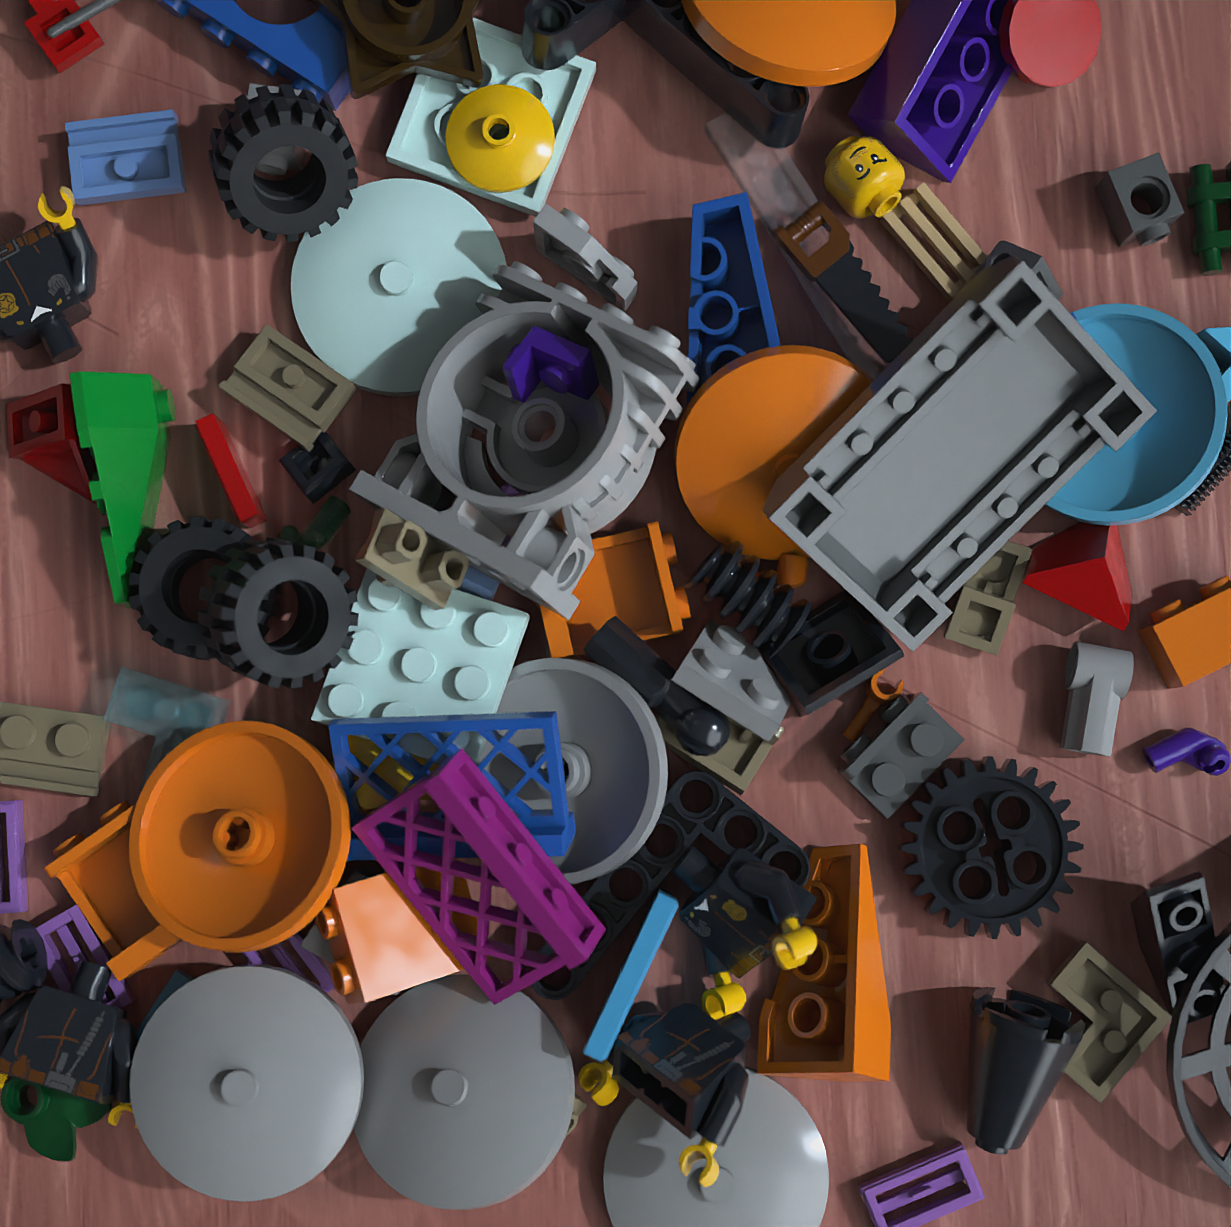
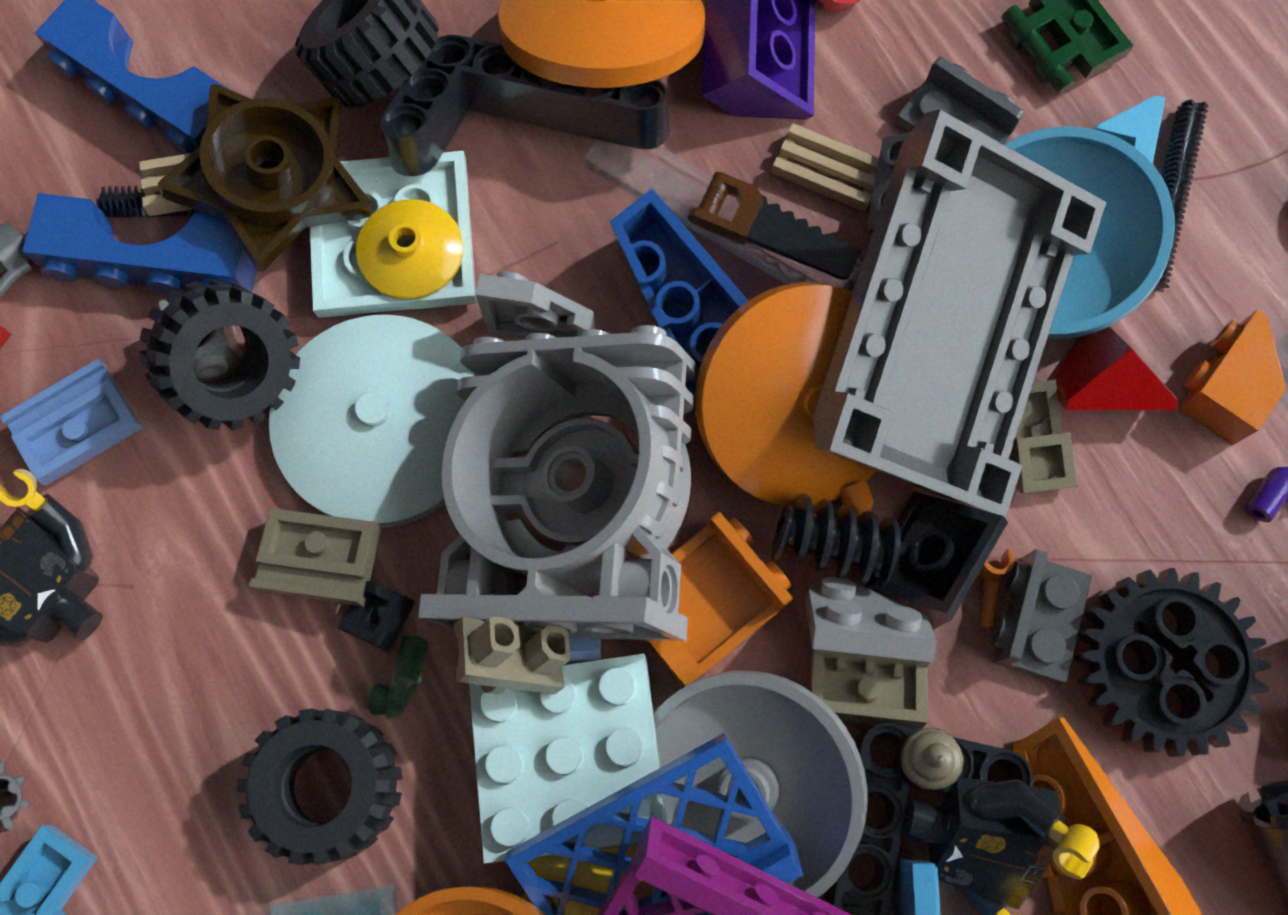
camera: 25 degrees left, 10 degrees down
(46, 437) = (111, 709): red slope -> none
(129, 438) = (184, 679): green wedge -> none
(230, 471) = (295, 660): red tile -> none
(319, 624) = (449, 765): black tyre -> none
(553, 360) = (554, 409): dark purple bracket -> none
(697, 724) = (855, 679): black piece -> none
(726, 821) = (931, 759): none -> dark tan plate
(864, 177) = (741, 140): yellow head -> none
(1088, 252) = (963, 97): none -> dark grey bracket
(1096, 684) = (1178, 469): light grey piece -> none
(1145, 179) = (984, 39): dark grey brick -> none

